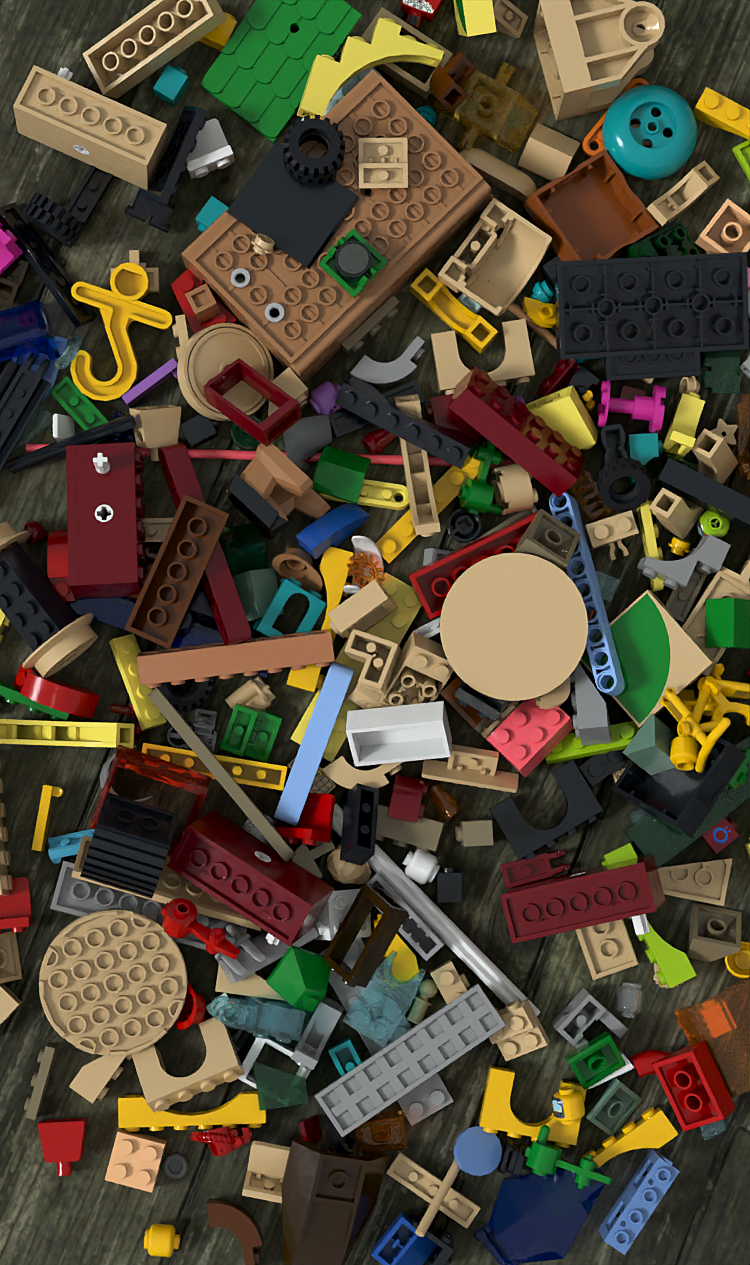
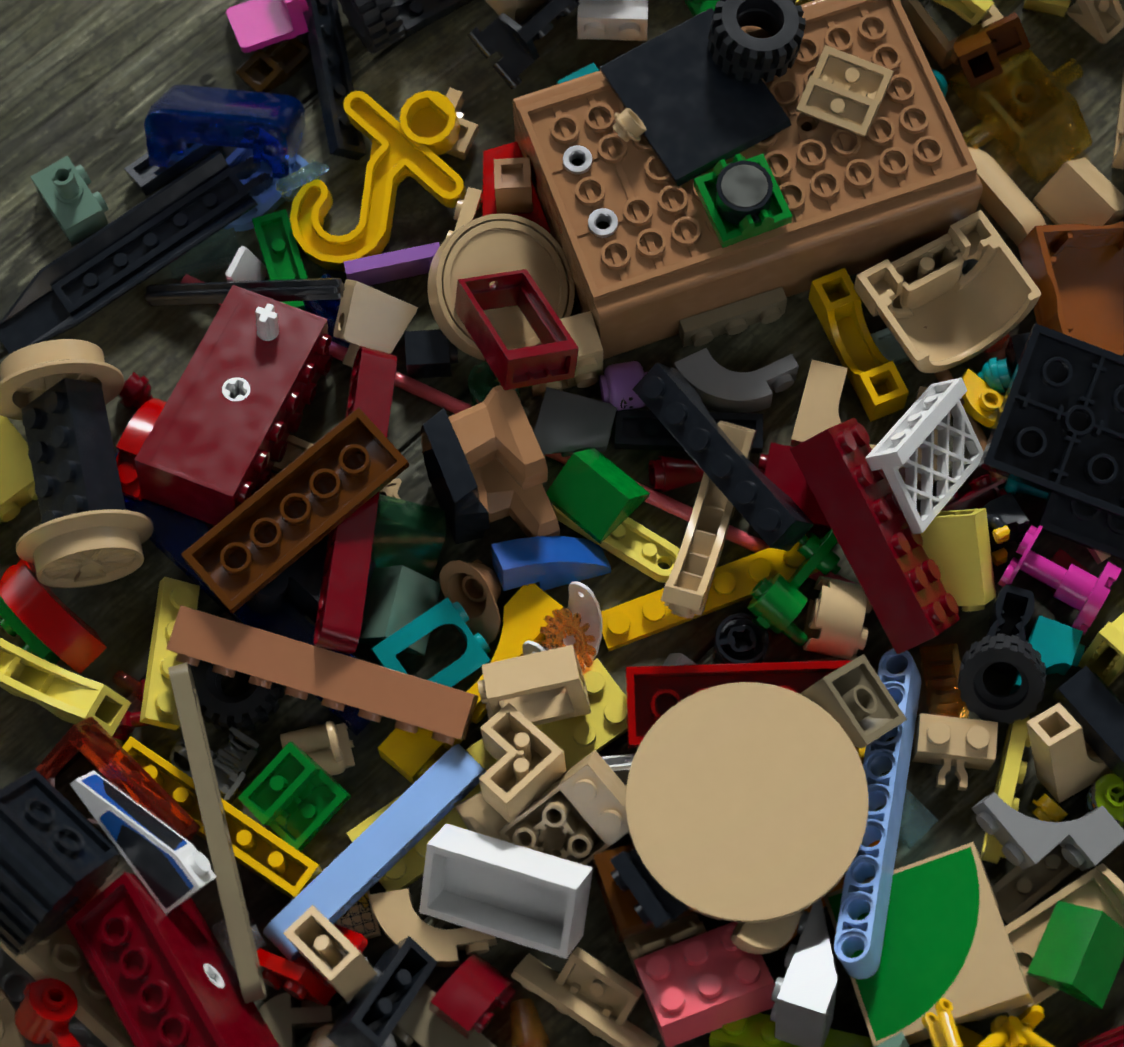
camera: 30 degrees right, 15 degrees down
(197, 805) = (156, 853): none -> slope
(320, 814) = (330, 953): none -> tan brick
(514, 362) = (916, 430): none -> white fence

